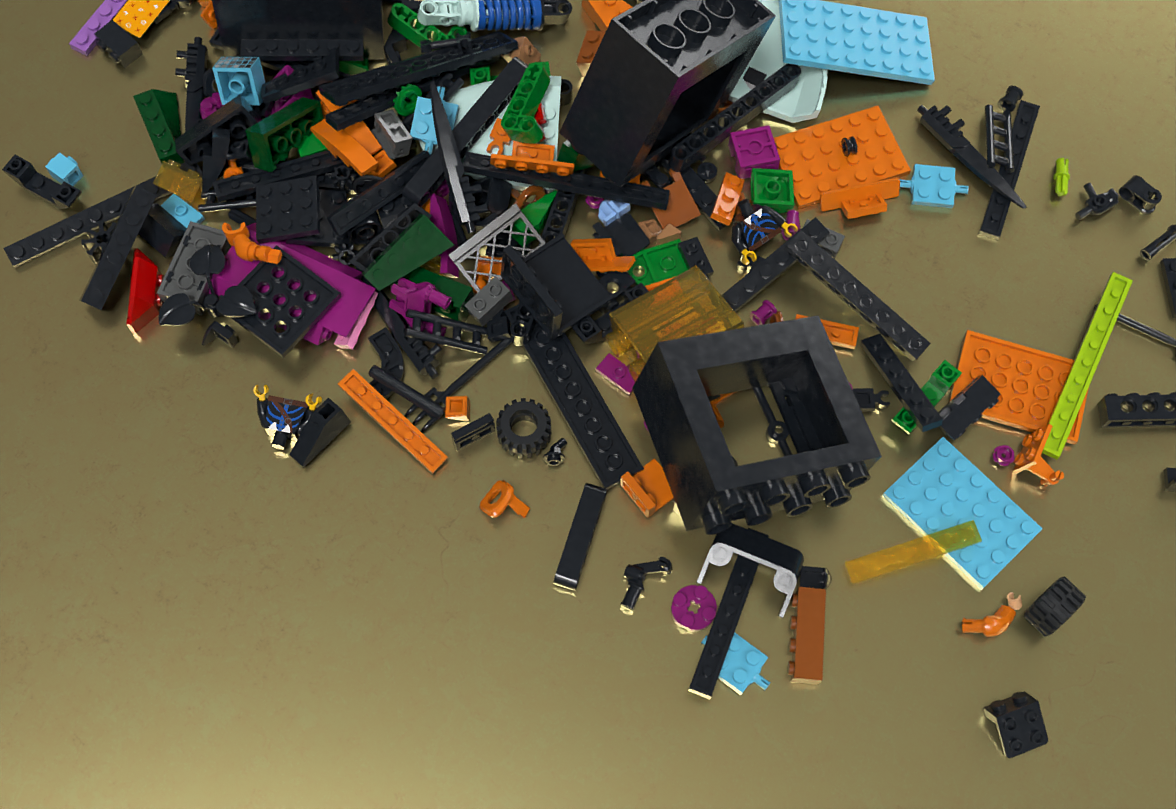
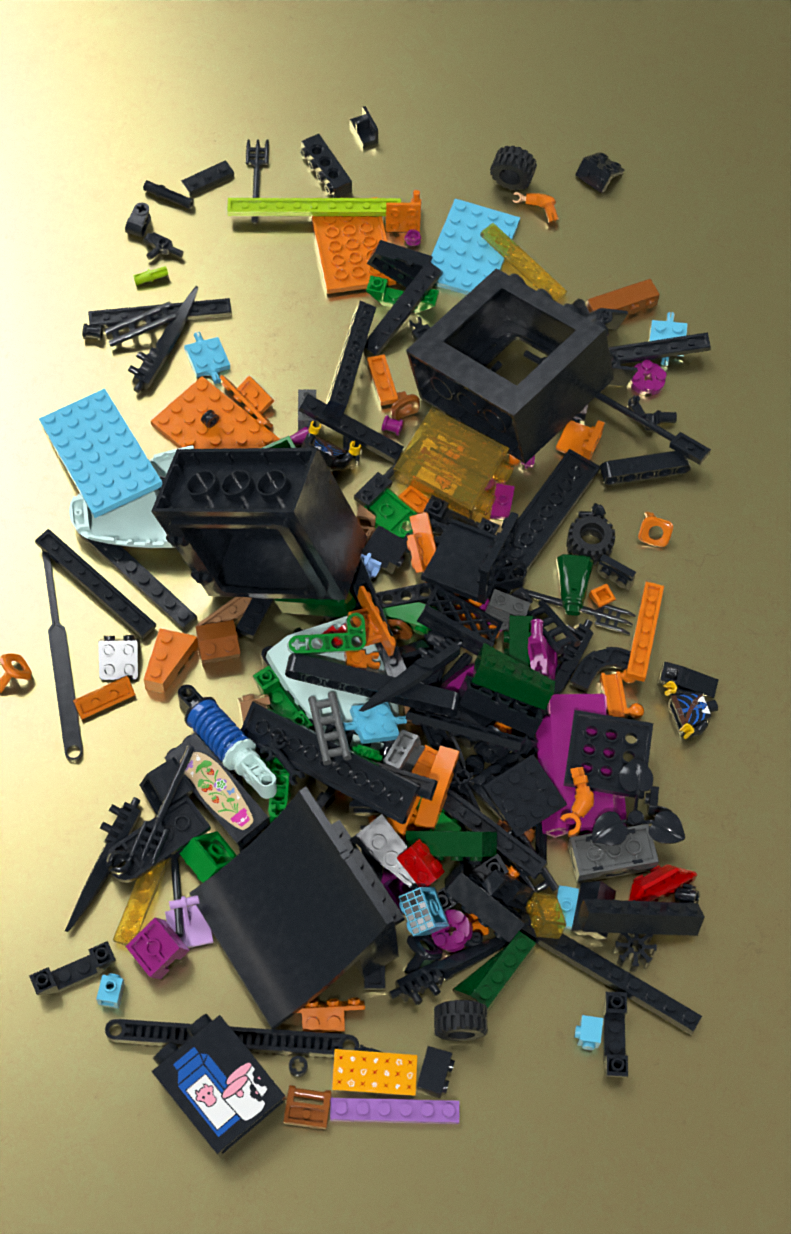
camera: 120 degrees left, 5 degrees down
(116, 309) = (687, 894): none -> black gear
(136, 69) = (460, 1020): none -> black tyre
(278, 93) = (421, 864): none -> red bracket
(344, 359) = (616, 702): none -> orange gear
(406, 392) = (615, 634): black axle -> none
(436, 63) = (338, 734): none -> dark grey bar
(486, 385) = (574, 577): none -> dark green piece
(583, 578) = (680, 443): none -> black bar

